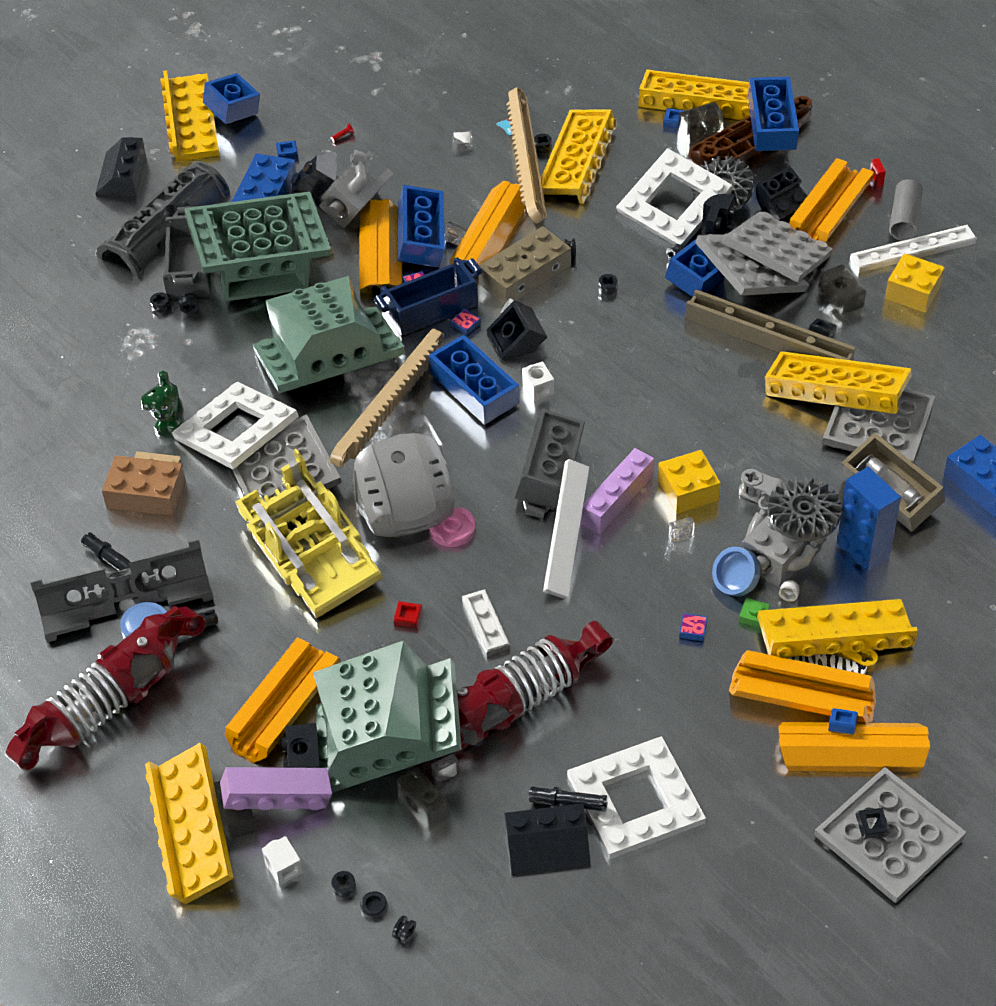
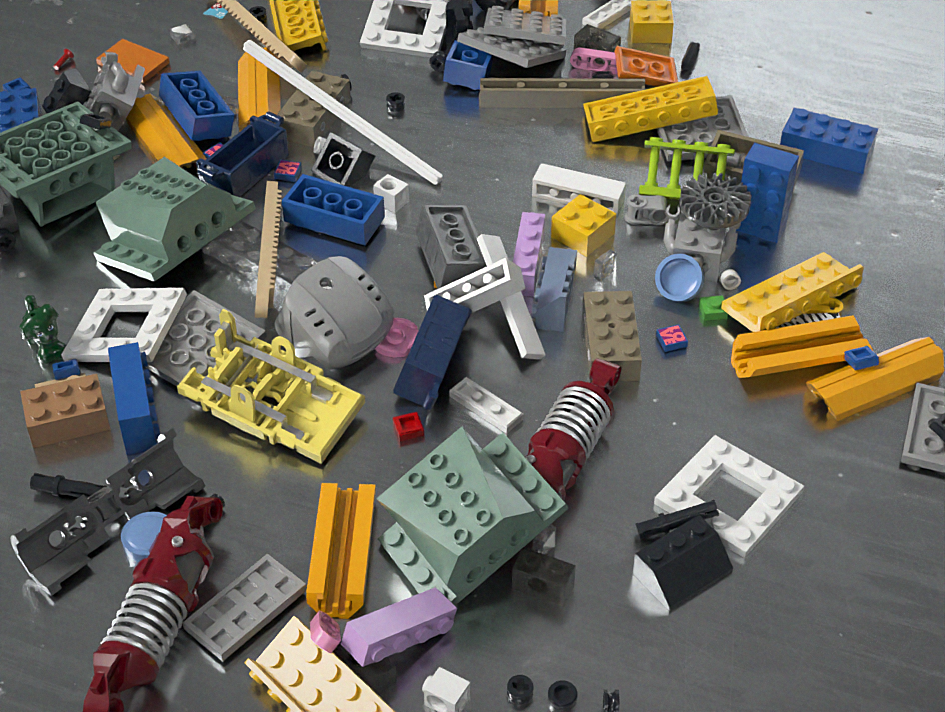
camera: 30 degrees left, 5 degrees down
(168, 447) = (66, 369): none -> blue tile
(178, 717) = (244, 607): none -> light grey plate
(197, 496) = (133, 398): none -> blue brick
(213, 767) = (325, 632): none -> bright pink beam
(298, 740) = (393, 580): black brick -> none
(308, 219) = (95, 121): none -> black tile
(401, 155) = (132, 55): none -> orange tile
(462, 550) = (432, 351): none -> dark blue container
(531, 513) = (483, 286): none -> white brick
(540, 284) = (343, 112): none -> white axle
(619, 536) = (555, 289): none -> sand blue wedge
(637, 601) = (612, 331): none -> dark tan piece
(718, 446) = (565, 185): none -> white brick
(780, 466) = (673, 189): none -> lime fence
(843, 316) = (592, 65): none -> bright pink beam
(870, 334) = (637, 64): none -> orange tile
(930, 335) = (690, 56): none -> black axle

